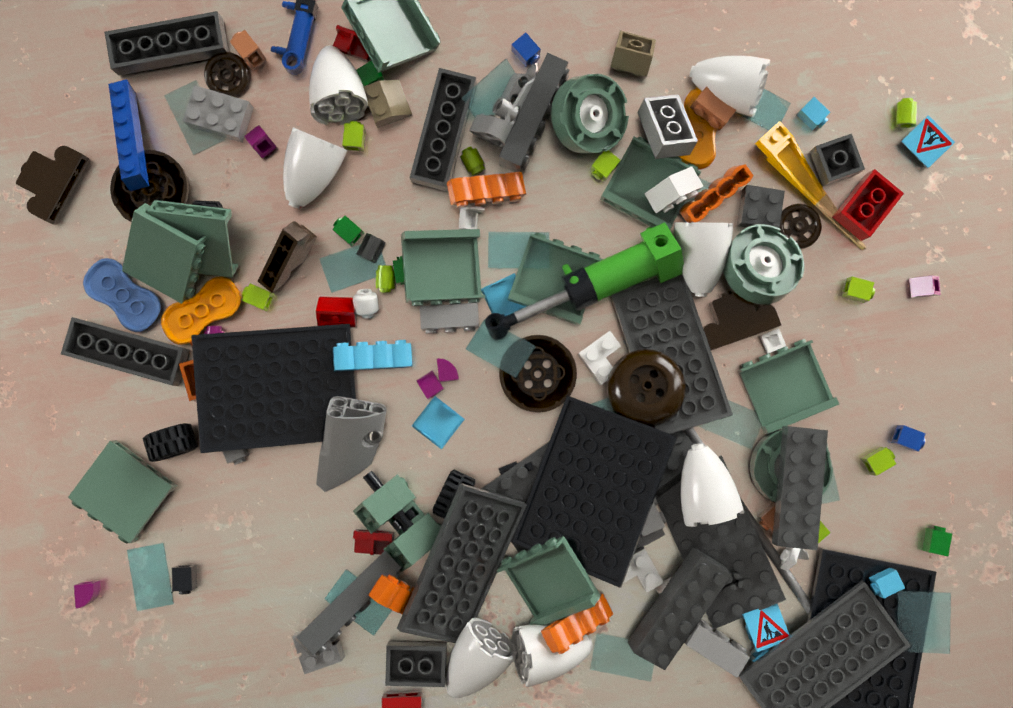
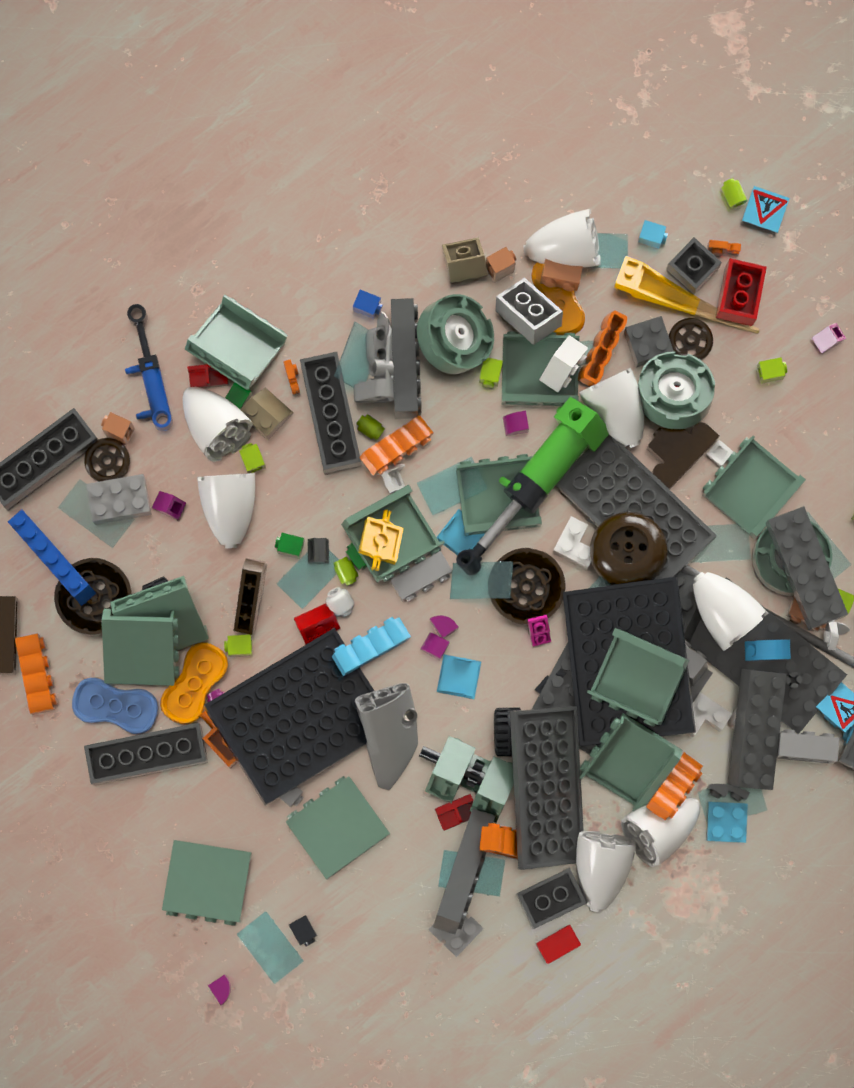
camera: 30 degrees left, 5 degrees down
(67, 230) = (34, 673): none -> orange brick
(170, 442) = (230, 812): black tyre -> none
(260, 502) = (337, 827): none -> sand green panel
(427, 77) = (292, 371): none -> orange plate
(427, 266) = (381, 540): none -> yellow plate
(528, 419) = (539, 630): none -> dark pink slope
(594, 511) = (638, 677): none -> sand green panel
(604, 222) = (516, 423): none -> magenta brick
(609, 674) = (727, 822): none -> medium azure plate
(620, 645) = (721, 790): none -> dark grey slope
(663, 72) = (501, 264): none -> nougat brick
(725, 543) = (767, 650): none -> dark azure brick
(870, 156) = (721, 247): none -> orange plate

